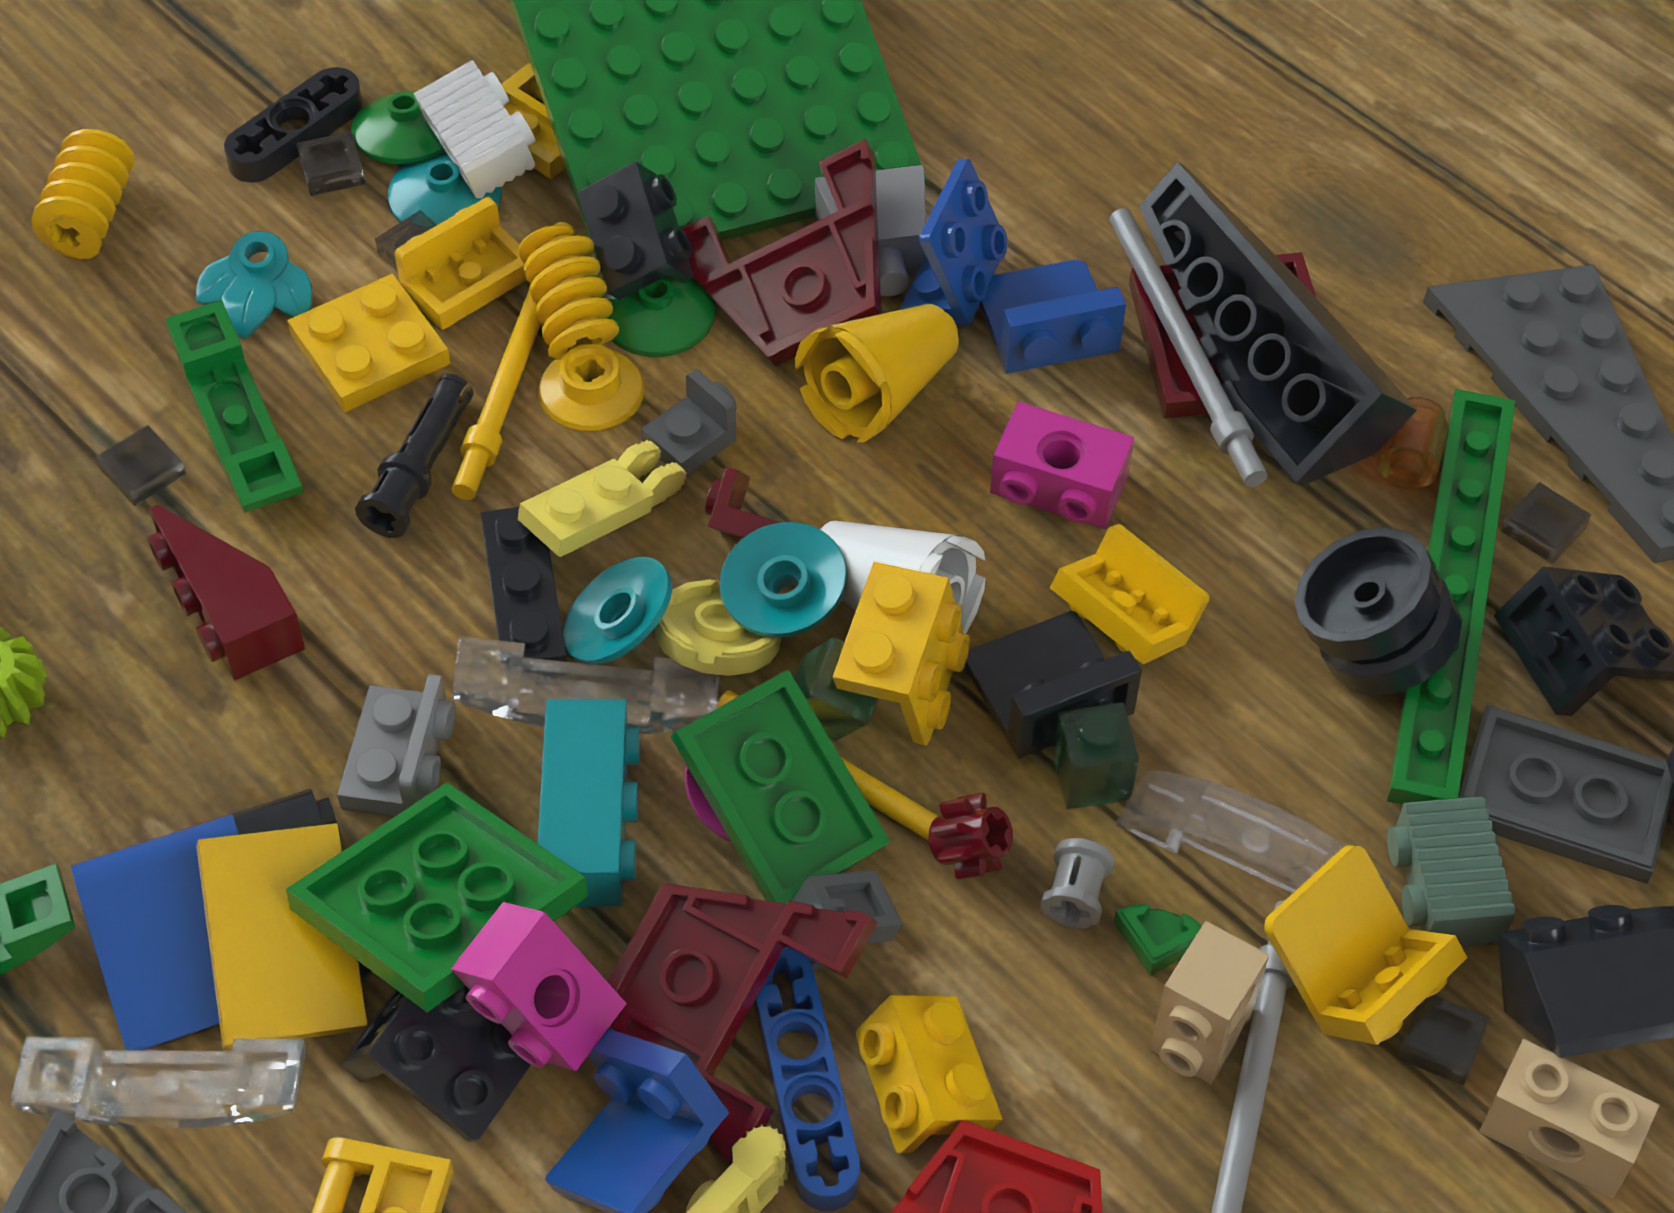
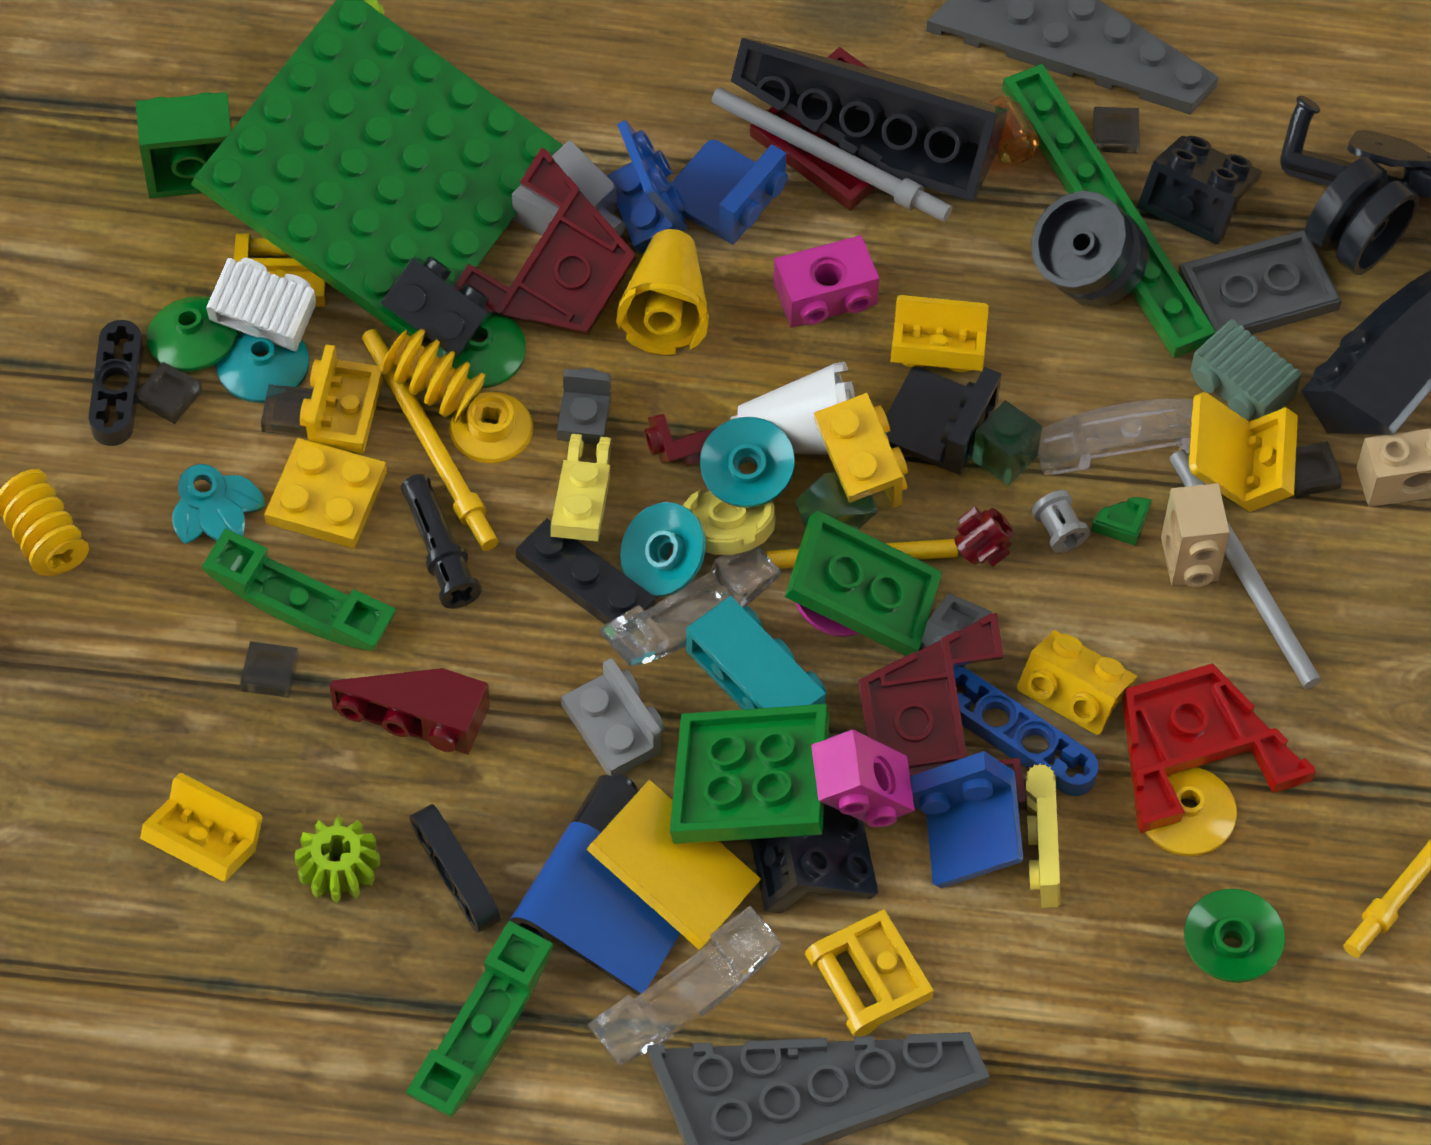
camera: 40 degrees left, 5 degrees up
(83, 778) = (455, 868): none -> black beam

